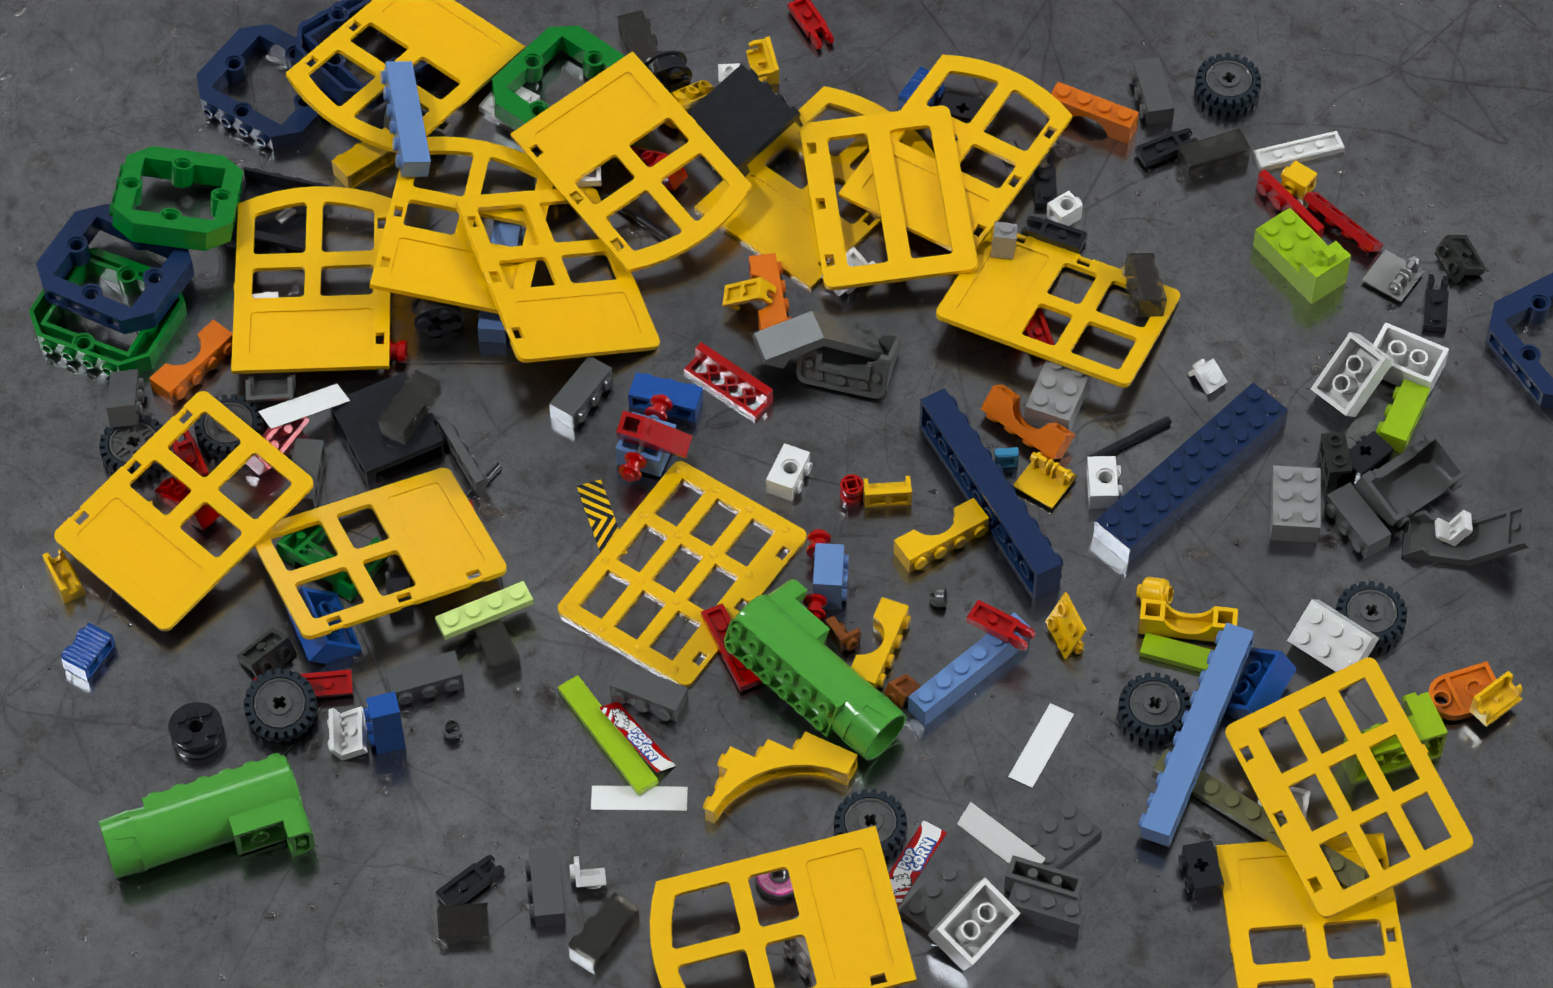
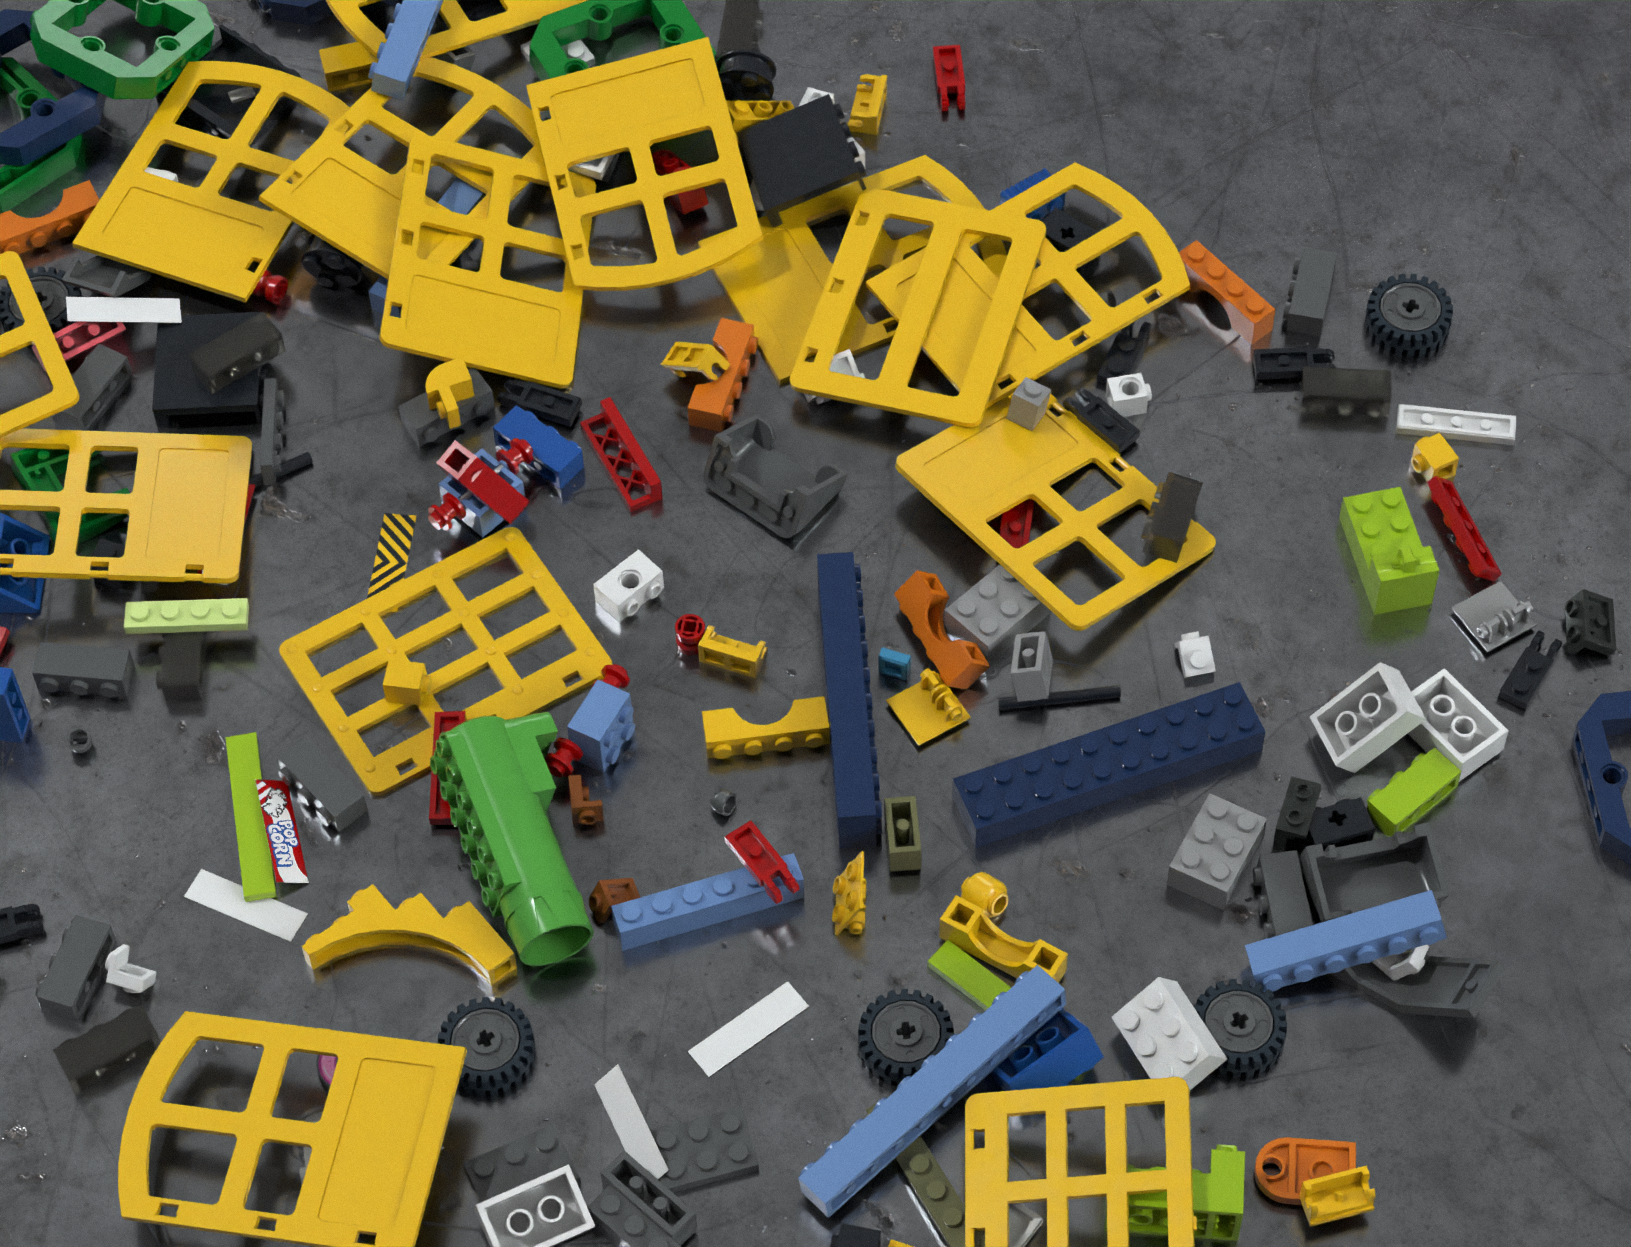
camera: 25 degrees right, 0 degrees up
(582, 378) = (446, 386): none -> yellow brick
(646, 362) = (541, 401): none -> black hinge
(647, 224) = (630, 237): black bar -> none
(670, 598) = (406, 682): none -> yellow brick
(811, 332) = (746, 431): dark grey windscreen -> none
(889, 622) = (592, 856): yellow arch -> none
(914, 859) = (513, 1111): sticker -> none
(1080, 572) = (902, 833): none -> olive brick
(1100, 470) = (995, 720): white brick -> none
(1105, 423) = (1031, 666): none -> light grey brick
(1282, 200) = (1402, 476): red plate -> none
(1416, 530) = (1346, 941): none -> medium blue brick

